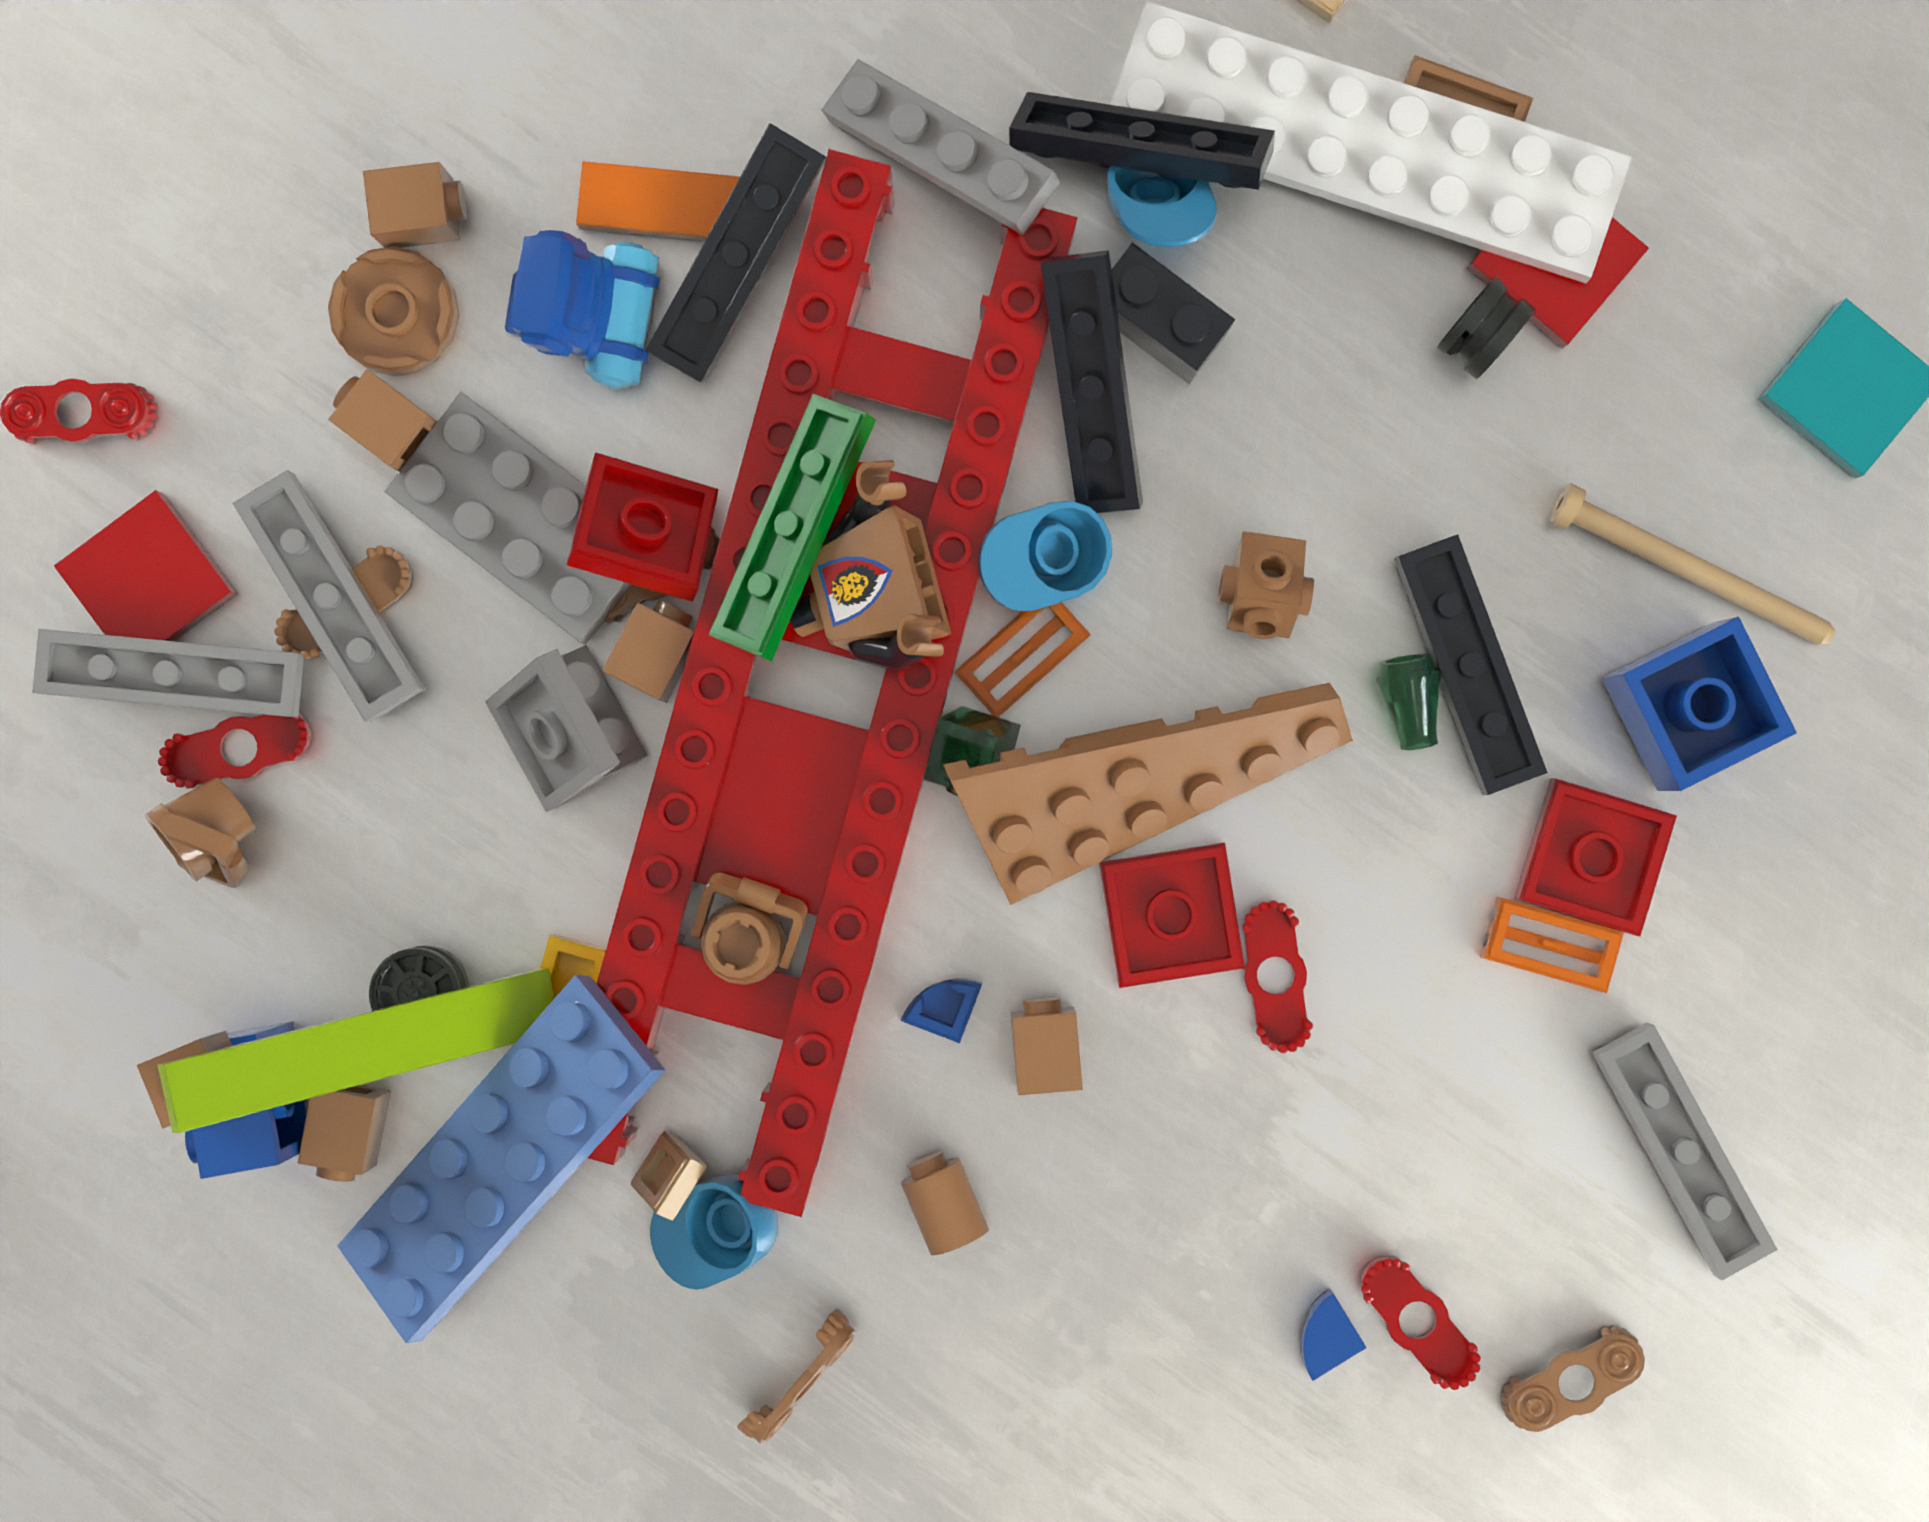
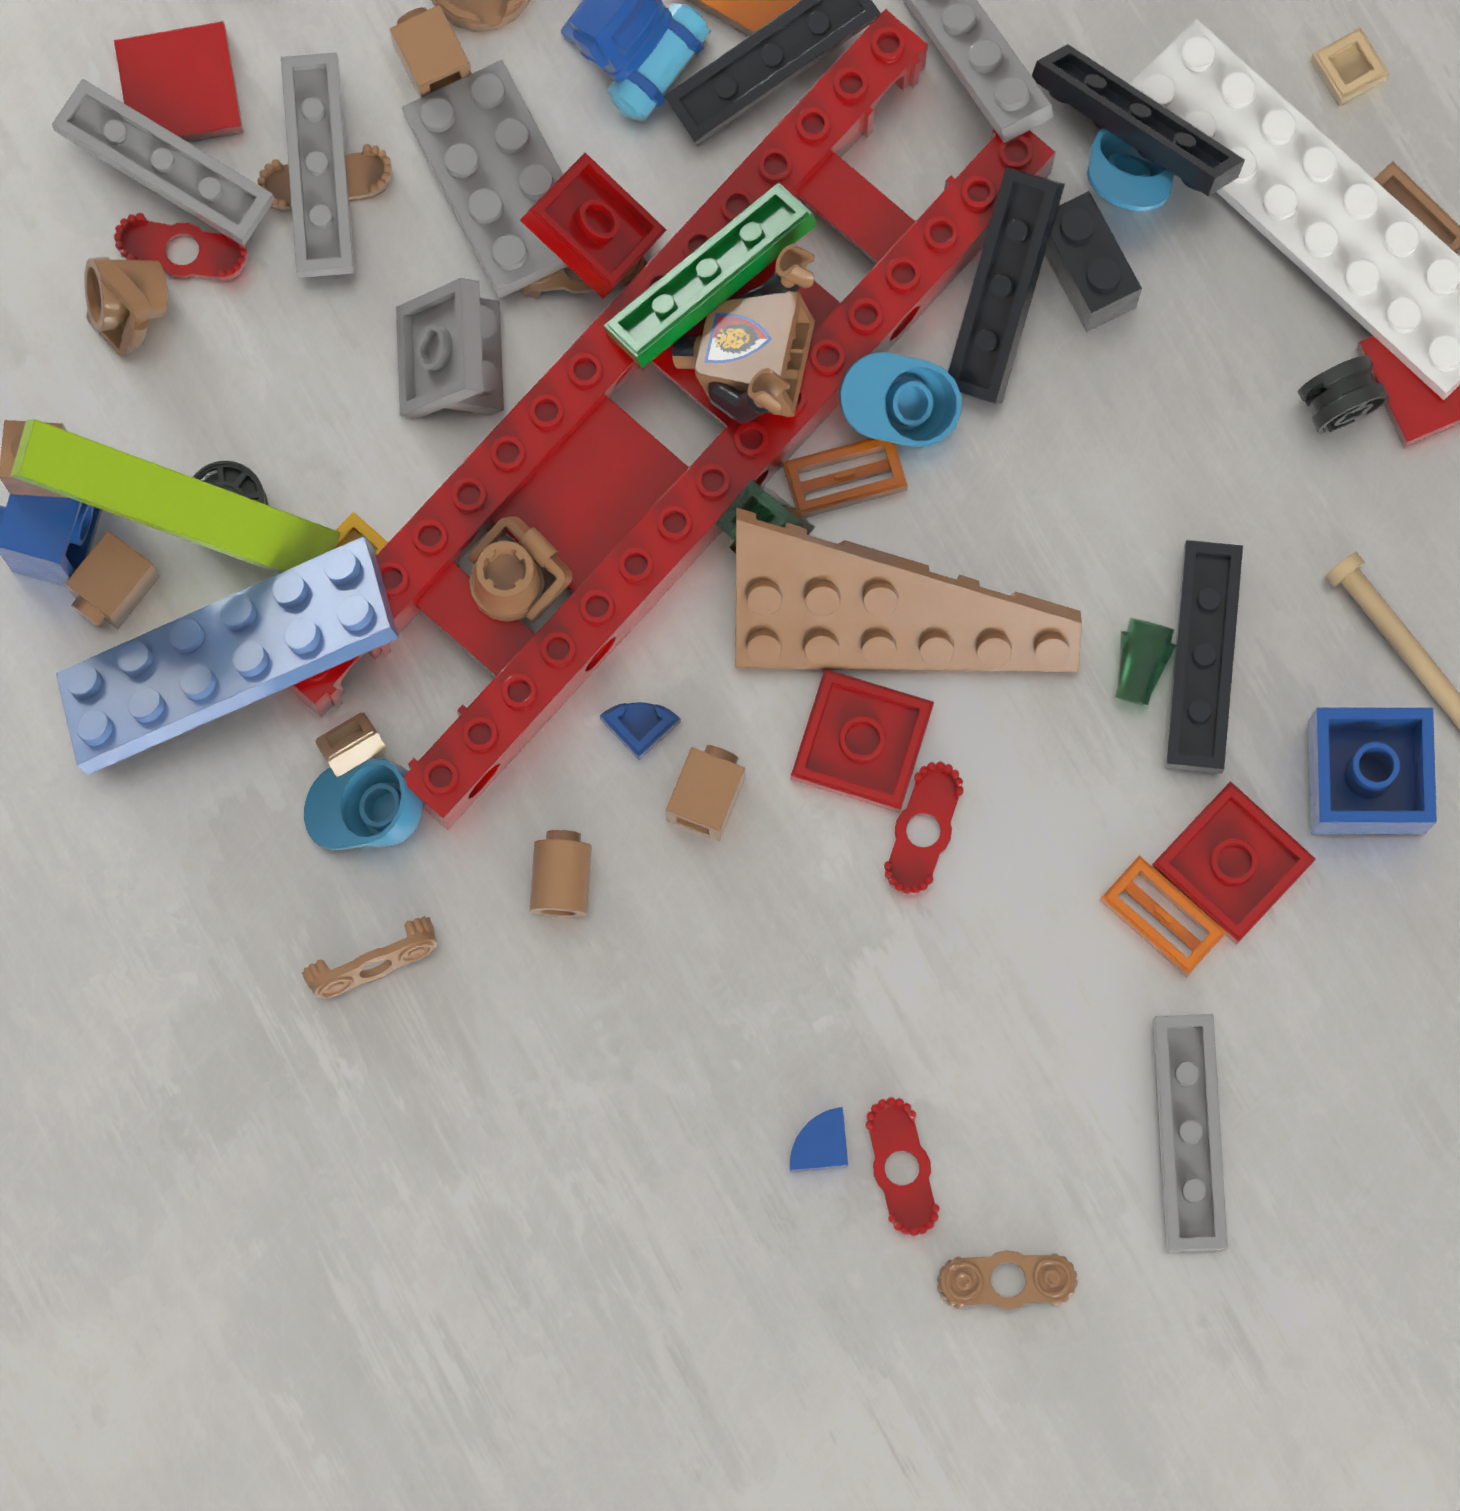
camera: 30 degrees right, 10 degrees down
(652, 649) = (548, 326): medium nougat brick -> none
(1266, 586) = (1059, 519): medium nougat brick -> none

